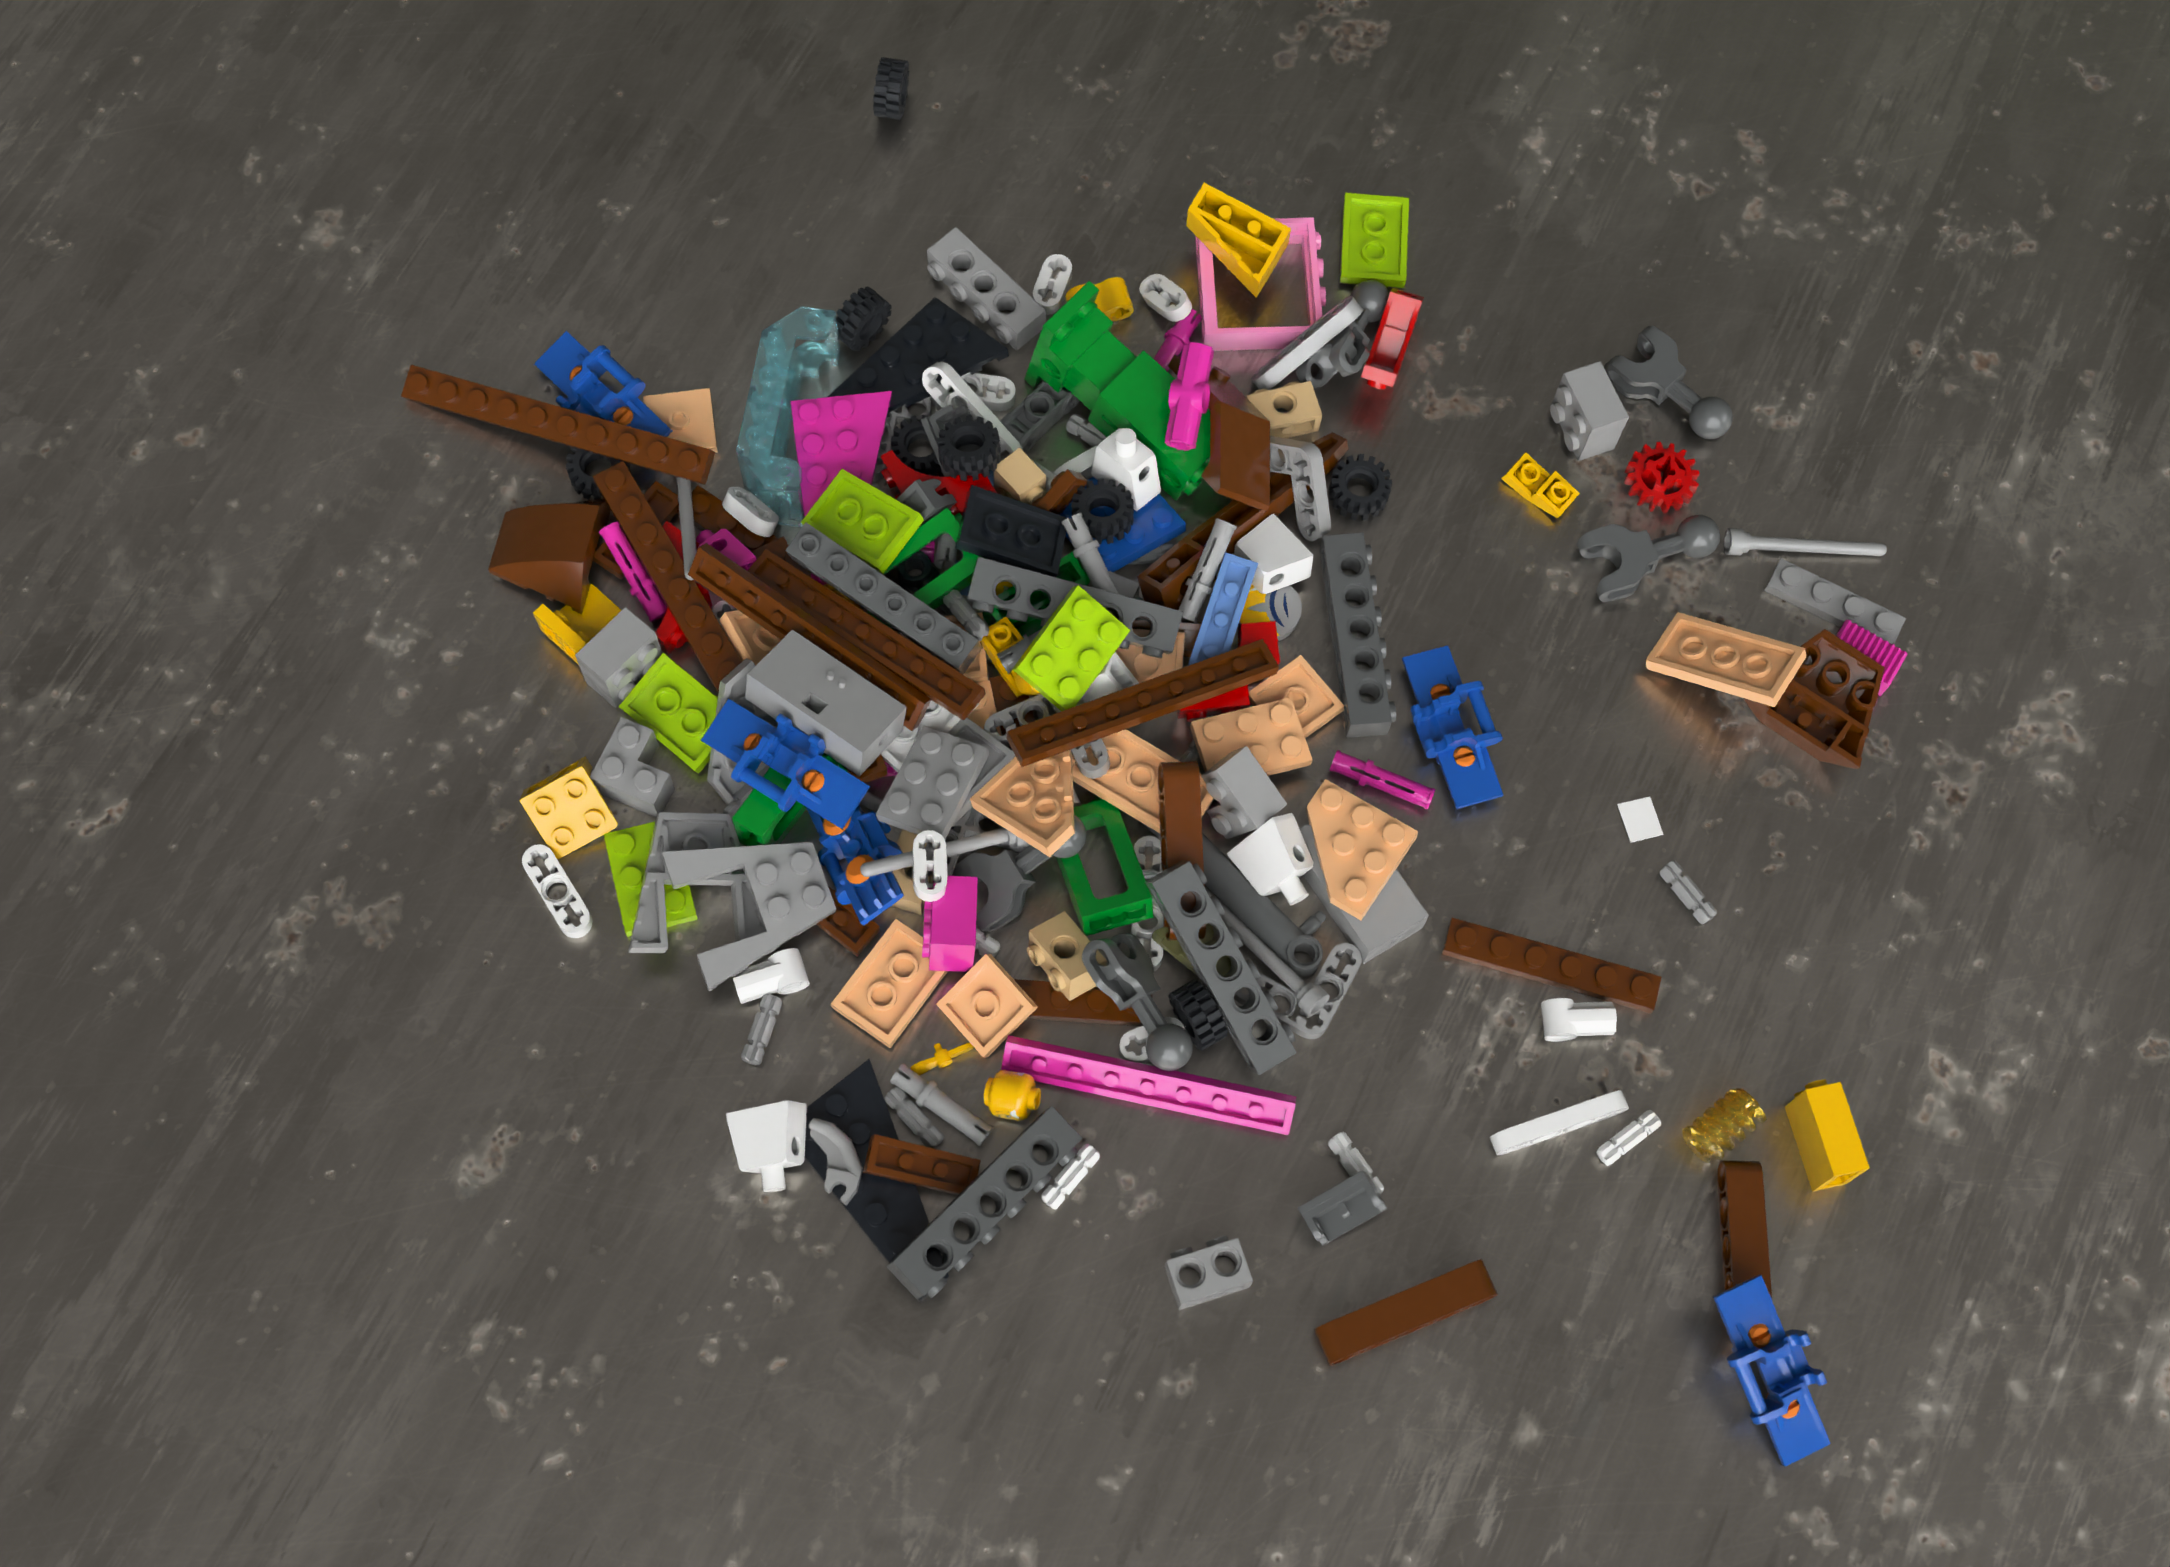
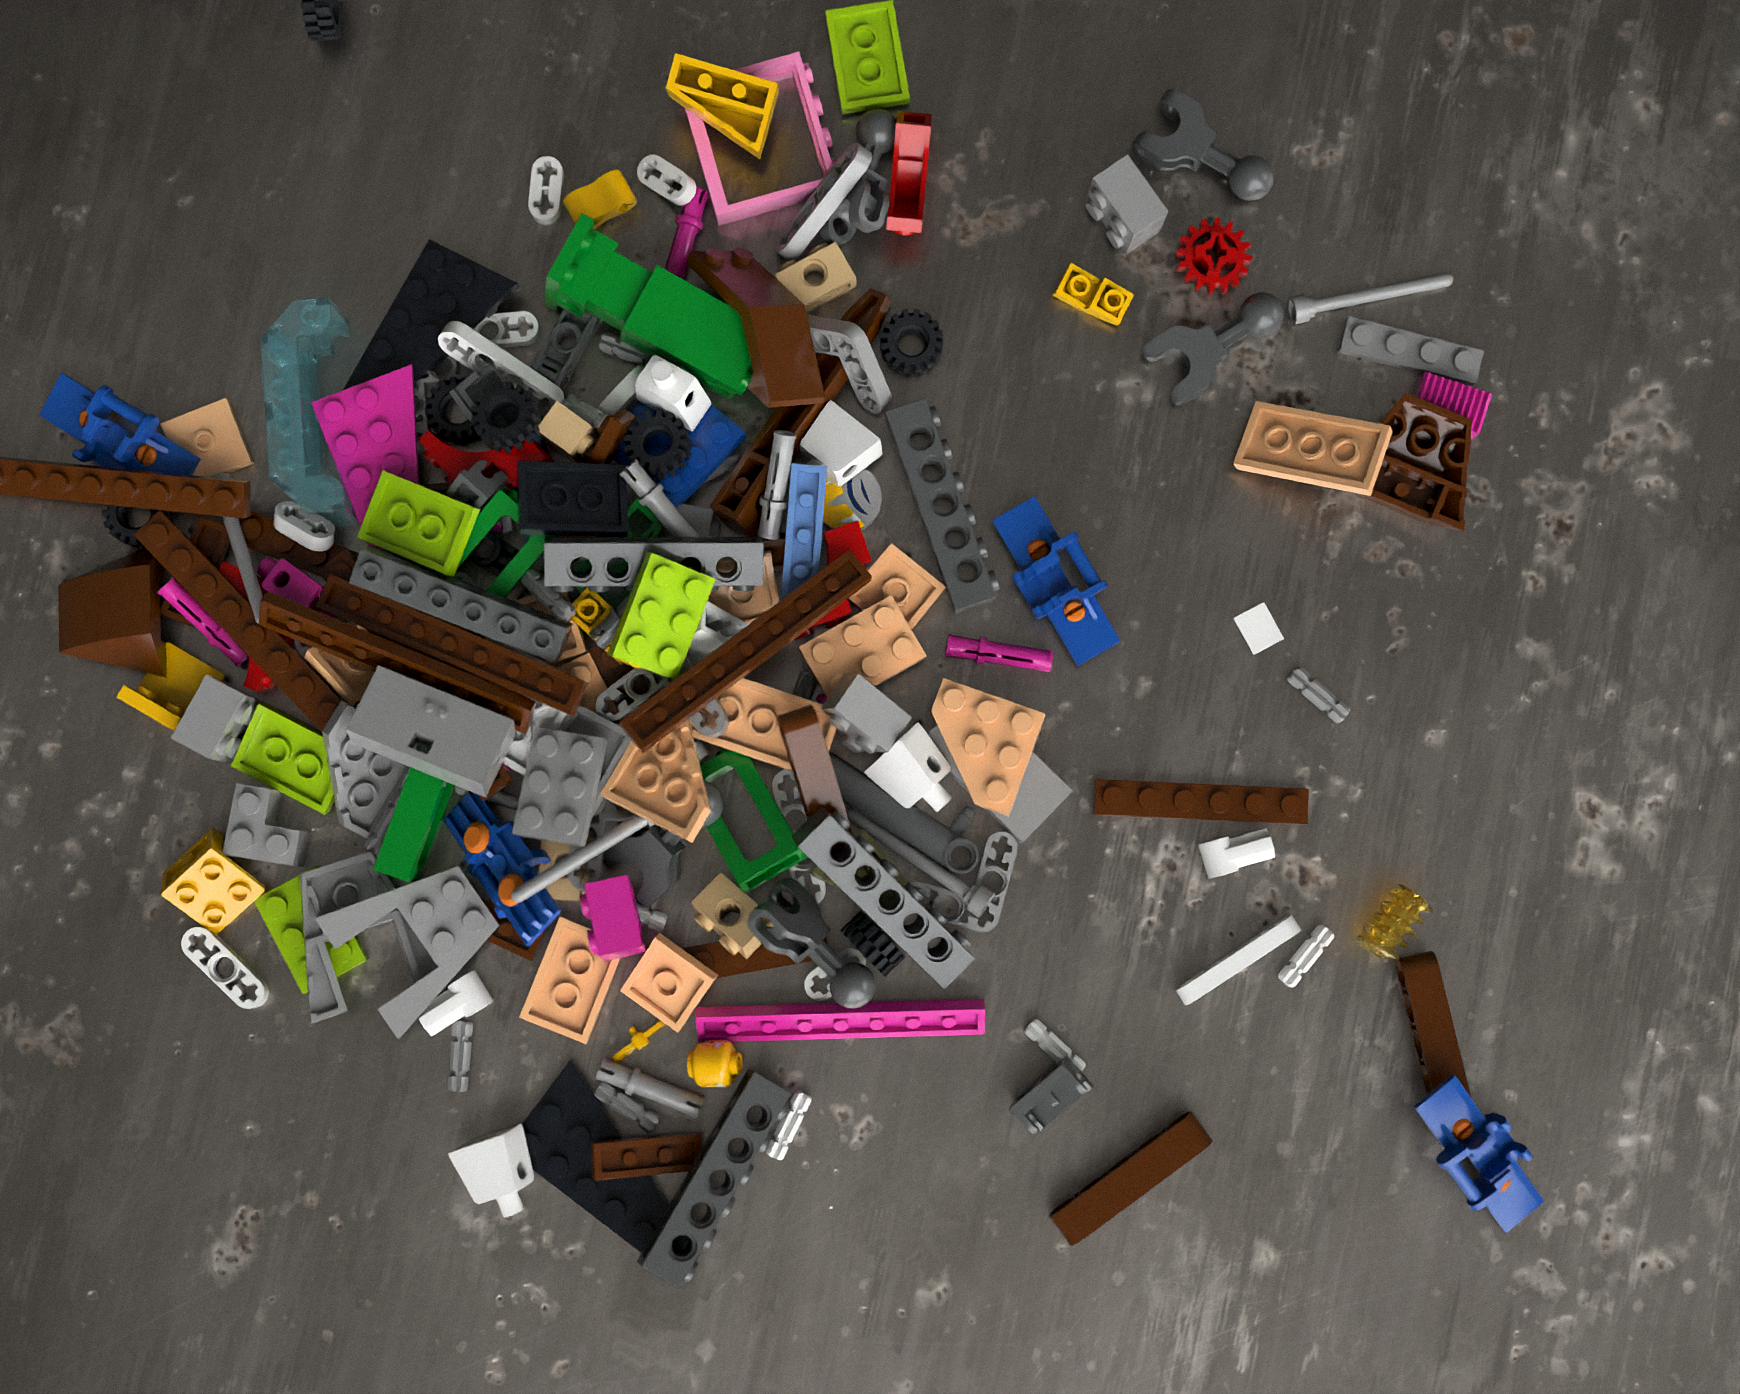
camera: 10 degrees left, 15 degrees up
(790, 752) = (413, 792): blue piece -> none
(842, 1159) = (569, 1168): light grey piece -> none
(862, 318) = (359, 284): black tyre -> none
(937, 865) = (586, 876): white beam -> none
(958, 252) = (438, 180): light grey brick -> none
(1189, 396) = (715, 308): dark pink piece -> none
(1212, 1281) = (944, 1196): light grey brick -> none
(1826, 1135) = (1493, 915): yellow brick -> none

